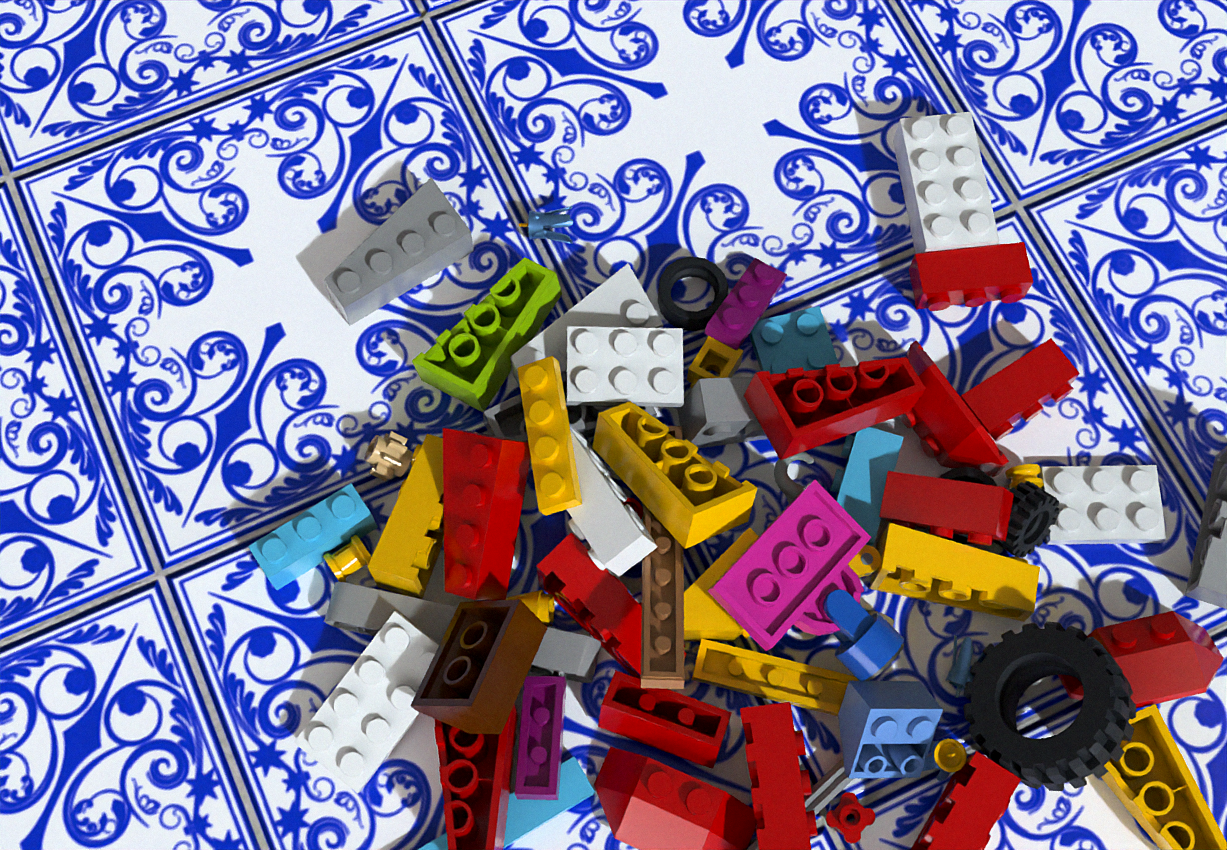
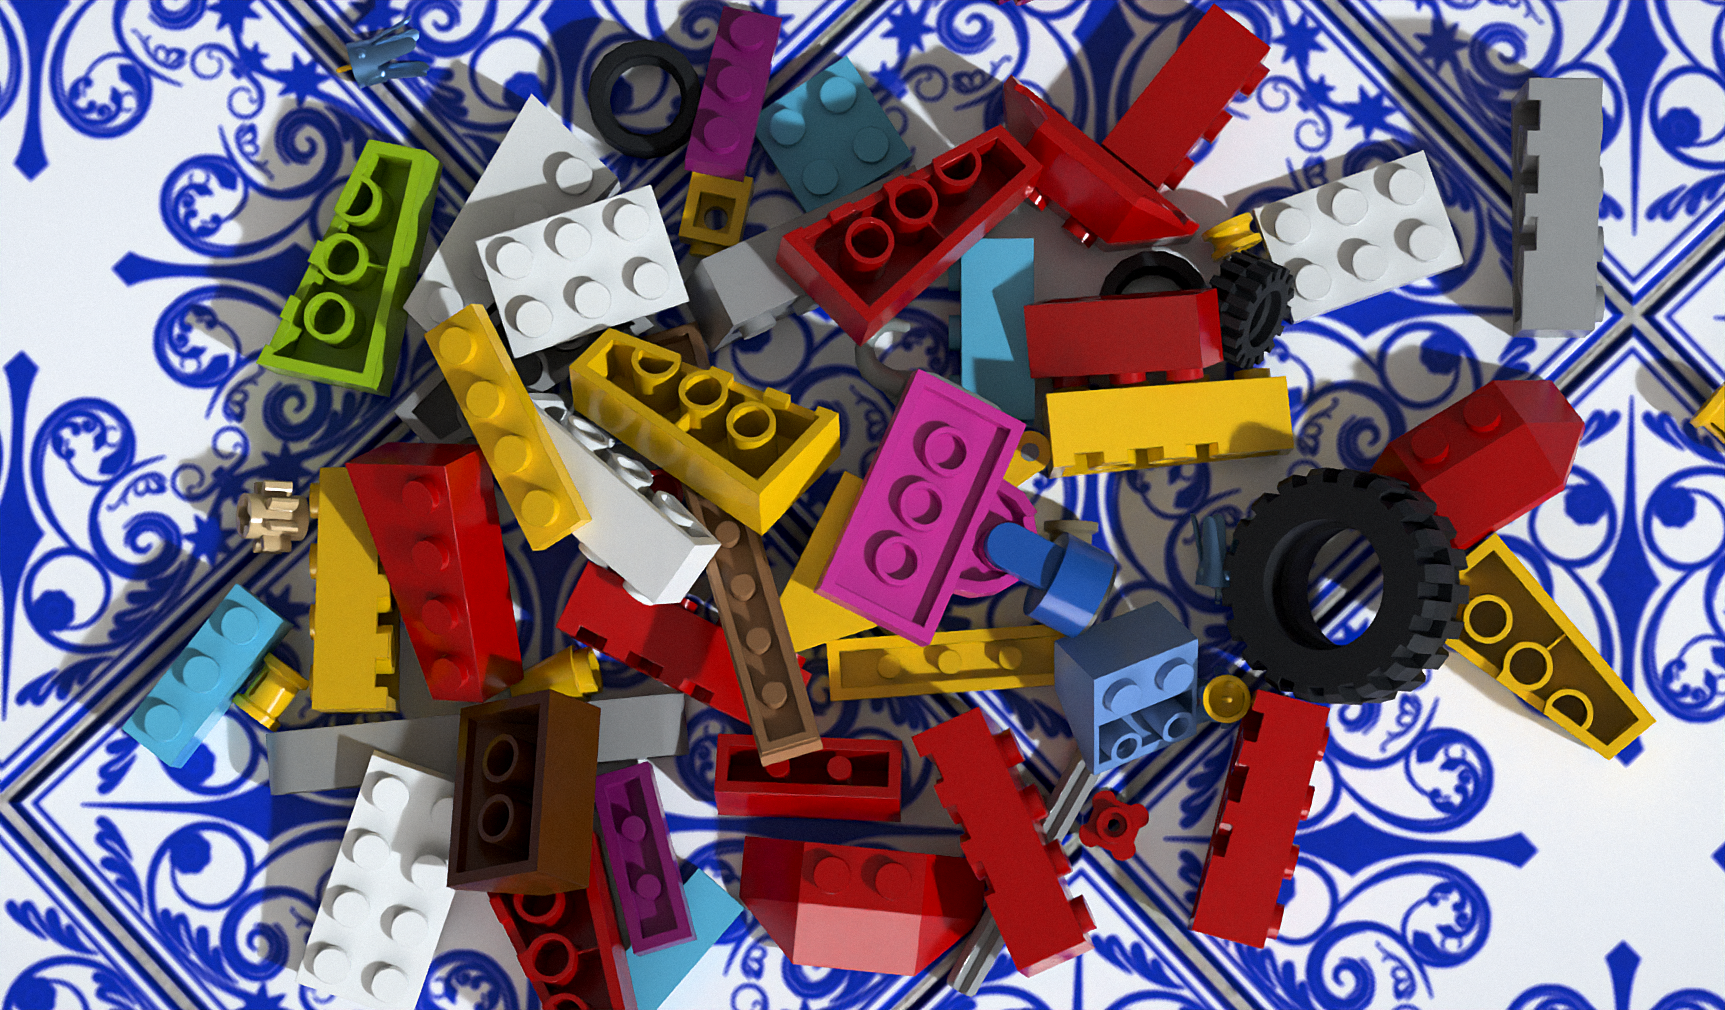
camera: 15 degrees left, 15 degrees up
(400, 254) = (172, 183): light grey wedge -> none

